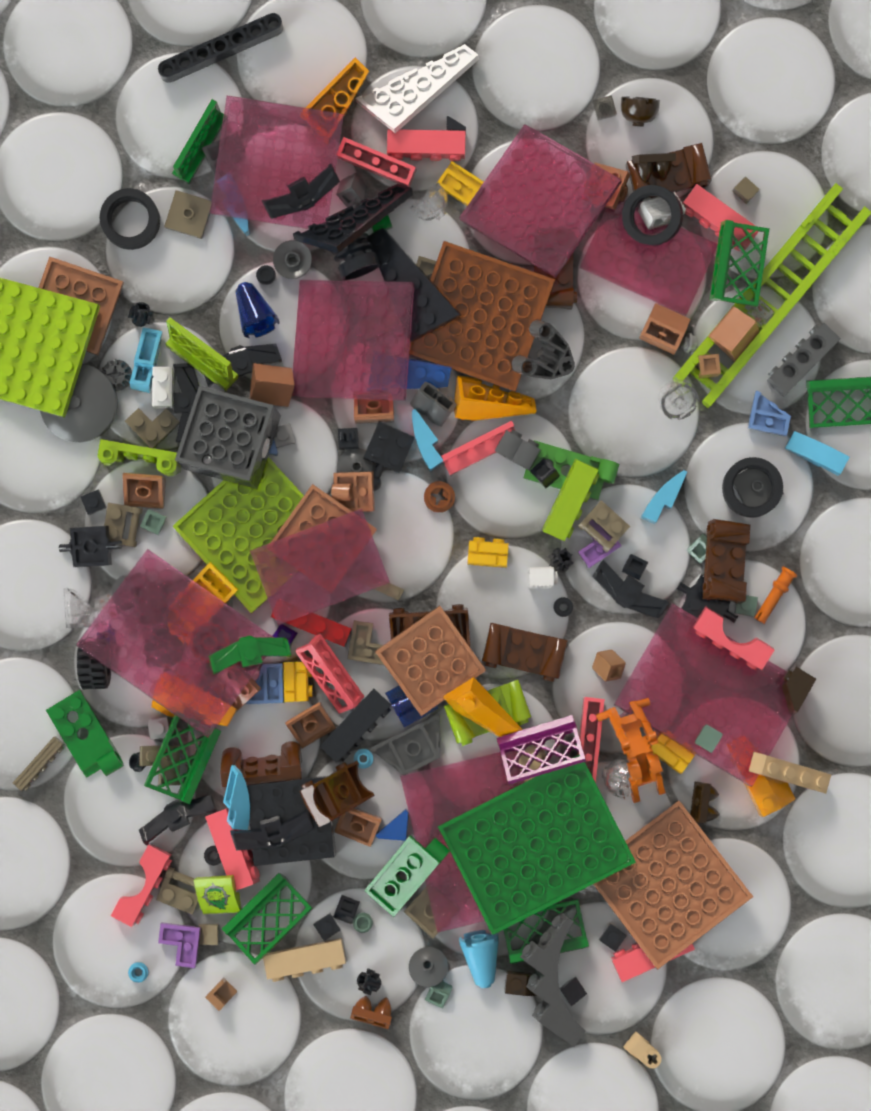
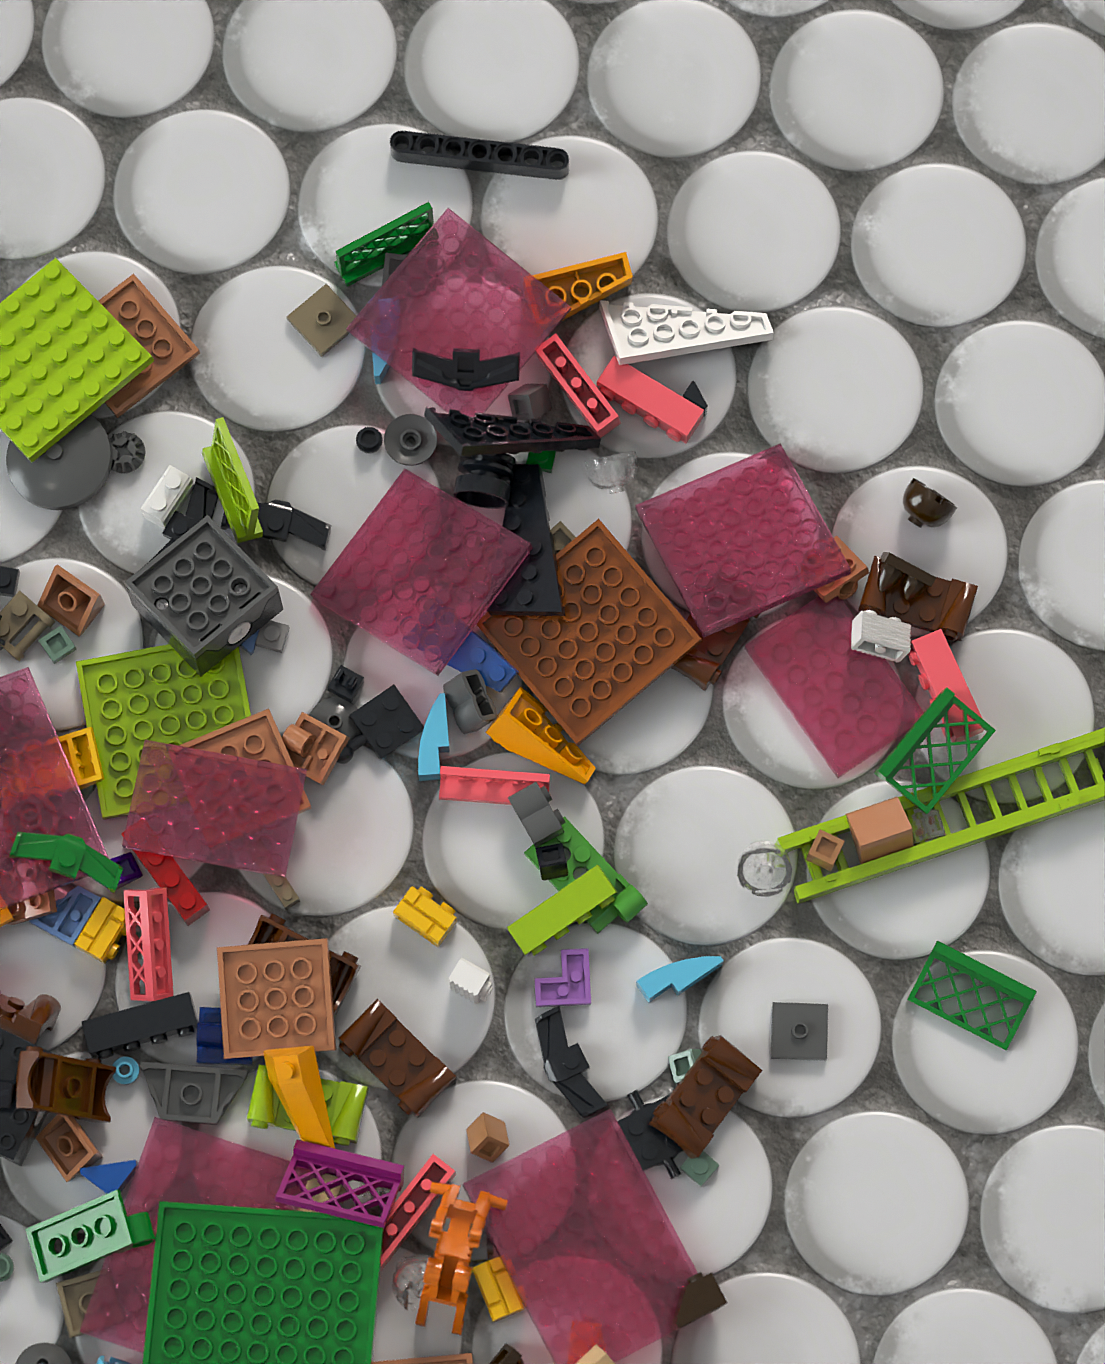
camera: 30 degrees right, 10 degrees down
(113, 202) = (246, 255): black tyre -> none
(114, 451) = (62, 534): lime piece -> none
(140, 314) = (195, 399): black gear -> none
(145, 360) = (169, 450): medium azure slope -> none
(152, 431) = (124, 541): dark tan plate -> none
(254, 312) = (328, 473): clear blue cone -> none
(272, 384) = (295, 568): nougat slope -> none
(310, 725) = (88, 990): nougat slope -> none
(360, 646) = (208, 932): dark tan plate -> none
(373, 411) = (395, 669): nougat slope -> none
(435, 488) = (412, 803): dark orange gear -> none
(460, 183) = (661, 466): yellow plate -> none
(559, 362) = (659, 733): dark grey connector -> none
(560, 559) = (508, 968): black gear -> none
(569, 604) = (470, 1028): black plate -> none
(604, 107) = (887, 480): clear smoke plate -> none
(608, 521) = (592, 964): dark tan plate -> none
(629, 210) = (842, 611): black tyre -> none
(635, 566) = (592, 1037): black plate -> none
(664, 328) = (800, 776): nougat slope -> none
(689, 342) = (820, 811): light grey plate -> none
(708, 738) = (550, 1294): sand green slope -> none
(745, 190) = (999, 673): dark tan slope -> none
(754, 652) = (639, 1161): coral arch -> none
(755, 463) = (801, 994): black tyre -> none
(767, 417) = (863, 955): medium blue wing -> none
(779, 587) = (753, 1169): orange pin -> none
(783, 383) = (908, 930): dark grey brick -> none
(817, 453) = (896, 1034): medium azure slope -> none

